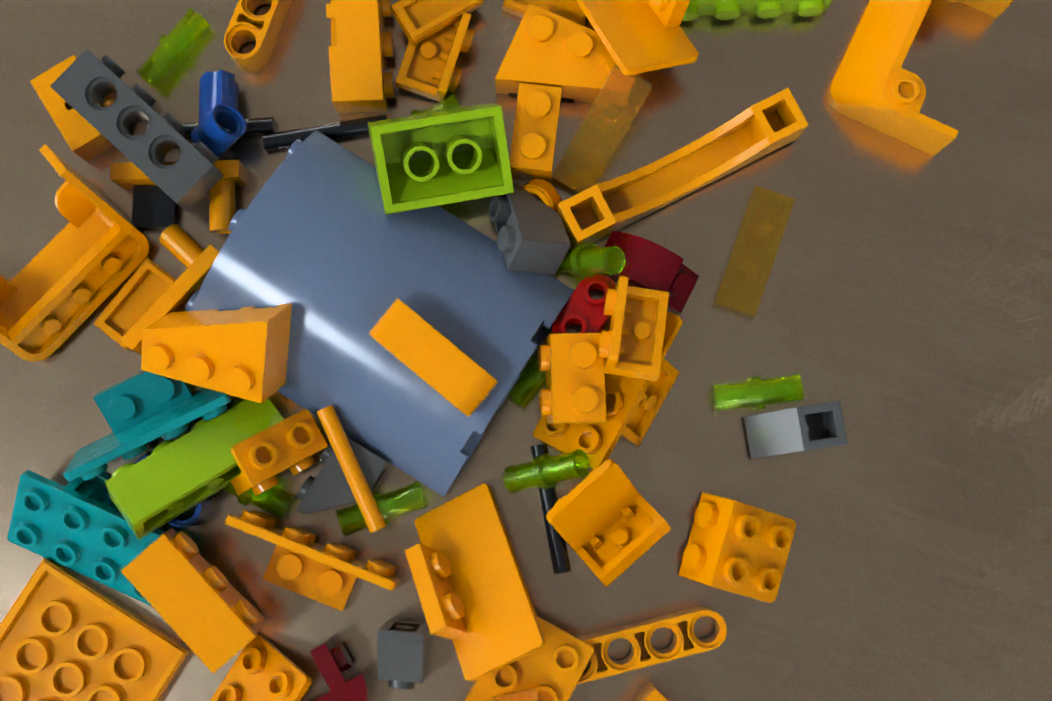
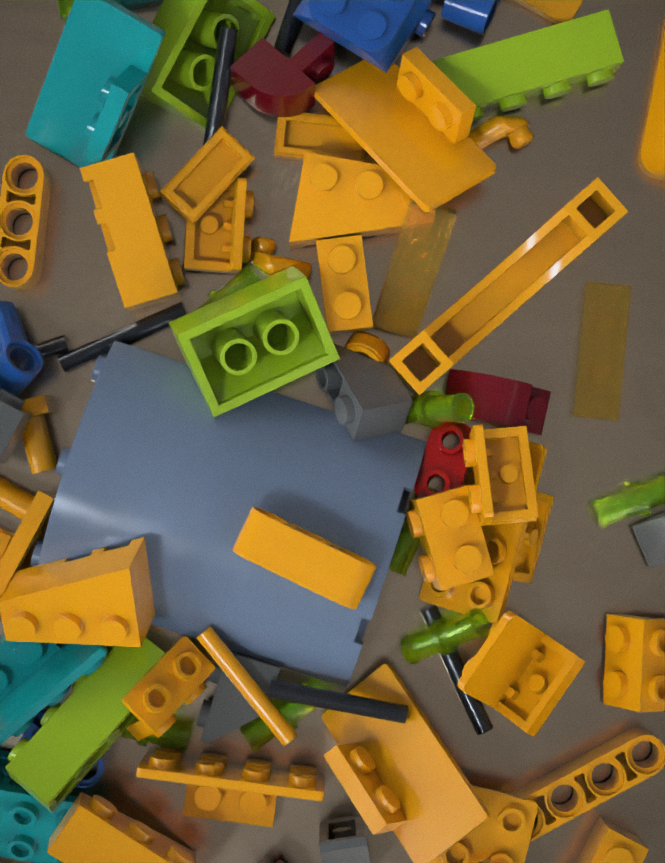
camera: 15 degrees left, 5 degrees up
(431, 504) = (338, 701): none -> black bar
(470, 93) = (263, 258): none -> light orange arm
(714, 32) = (502, 127): none -> light orange arm

